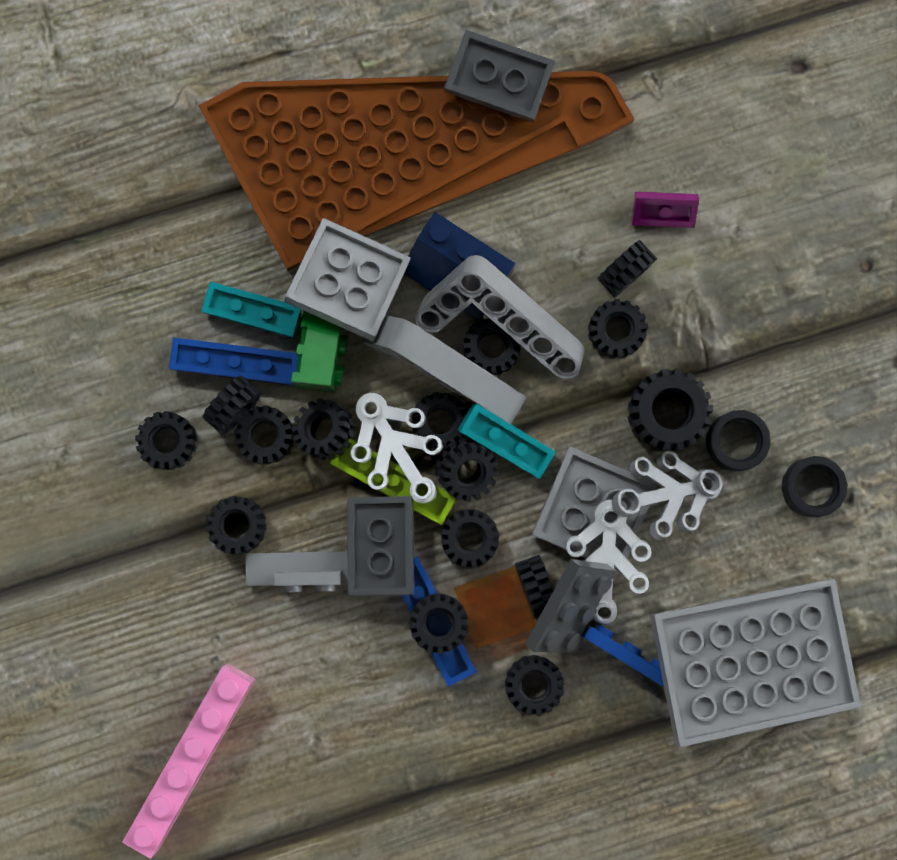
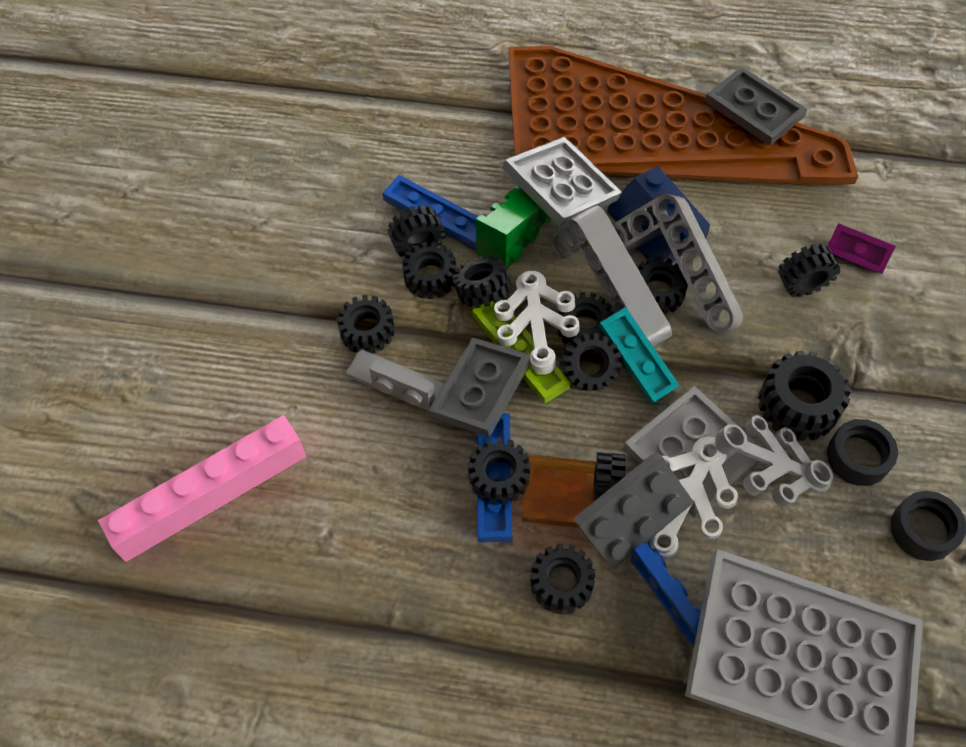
camera: 30 degrees right, 25 degrees down
(150, 429) = (348, 229): black tyre -> none
(251, 309) = (469, 182): teal plate -> none
(470, 518) = (564, 406): black tyre -> none
(621, 310) = (785, 304): black tyre -> none

